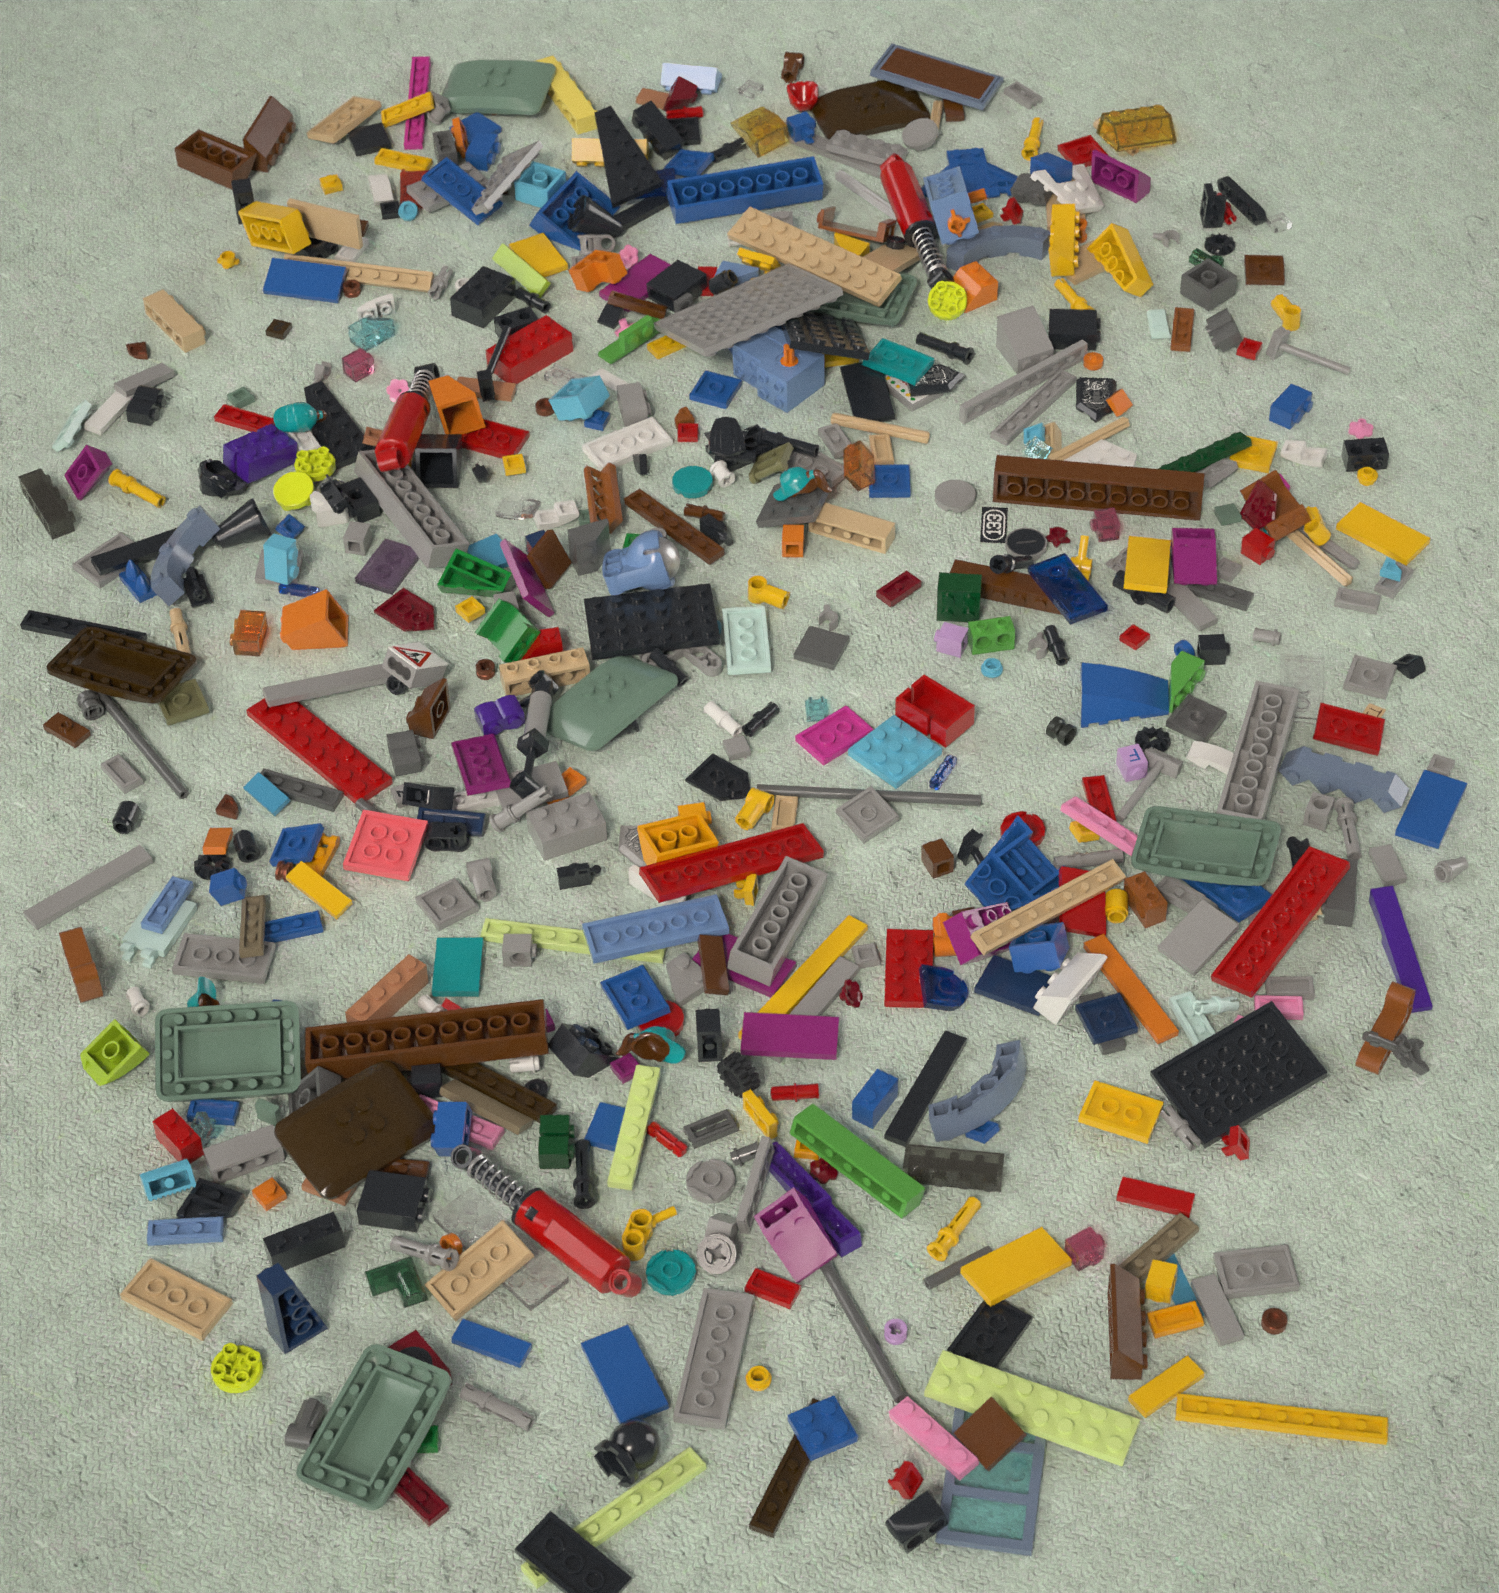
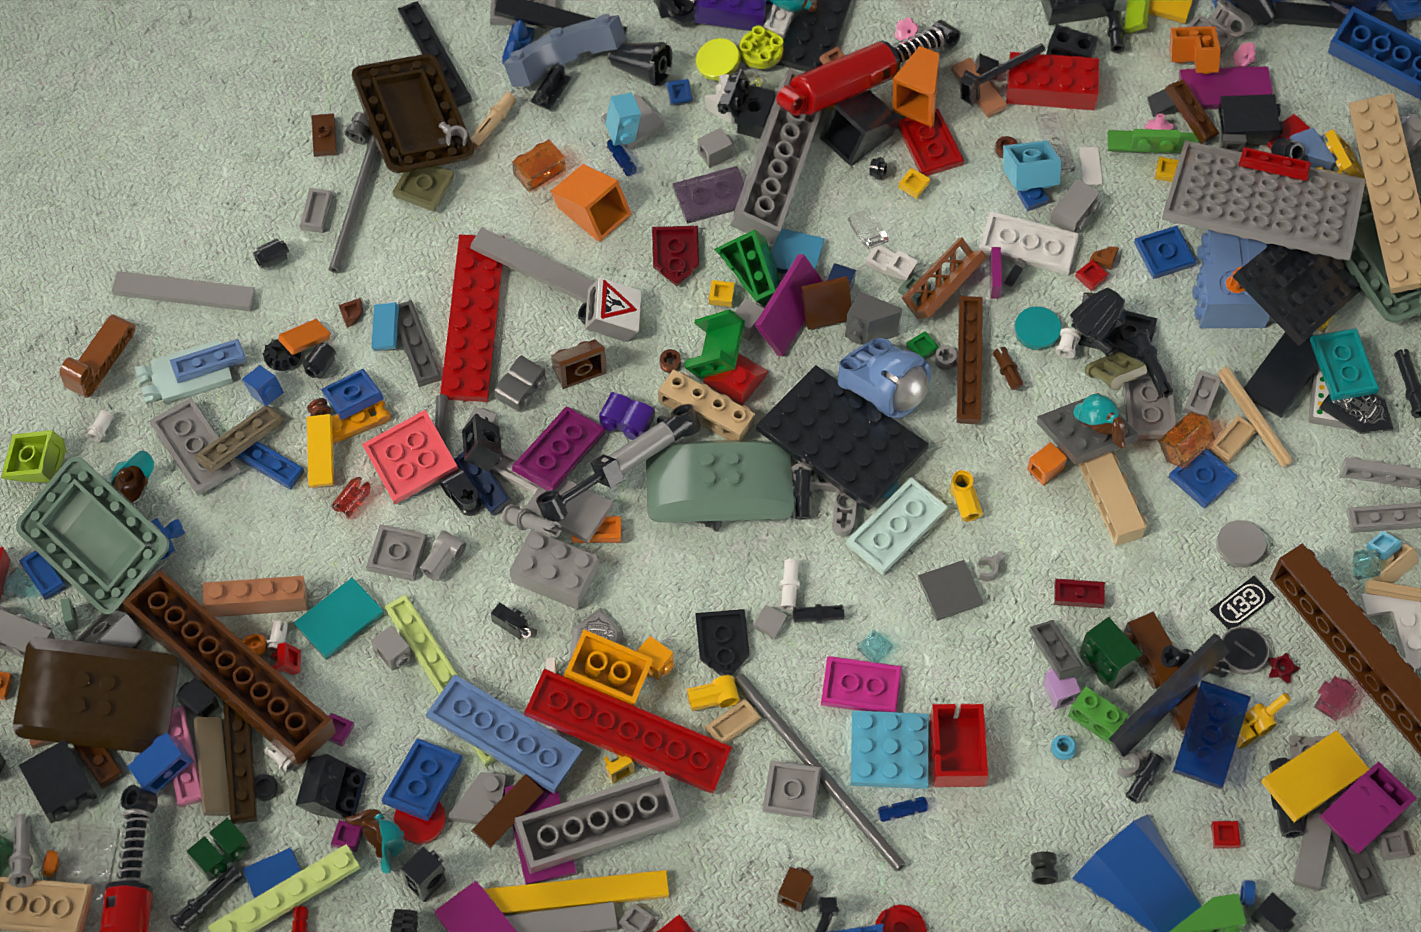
camera: 45 degrees right, 15 degrees up
(169, 652) = (454, 130): none -> light grey piece
(375, 900) = (351, 497): none -> clear red piece
(471, 372) = (985, 63): none -> black tile
(630, 471) = (995, 273): none -> magenta tile
(715, 530) = (998, 394): black piece -> none
(726, 291) = (1274, 163): none -> red tile
(925, 621) = (1056, 650): none -> dark grey tile
(1020, 587) = (1169, 695): none -> black tile

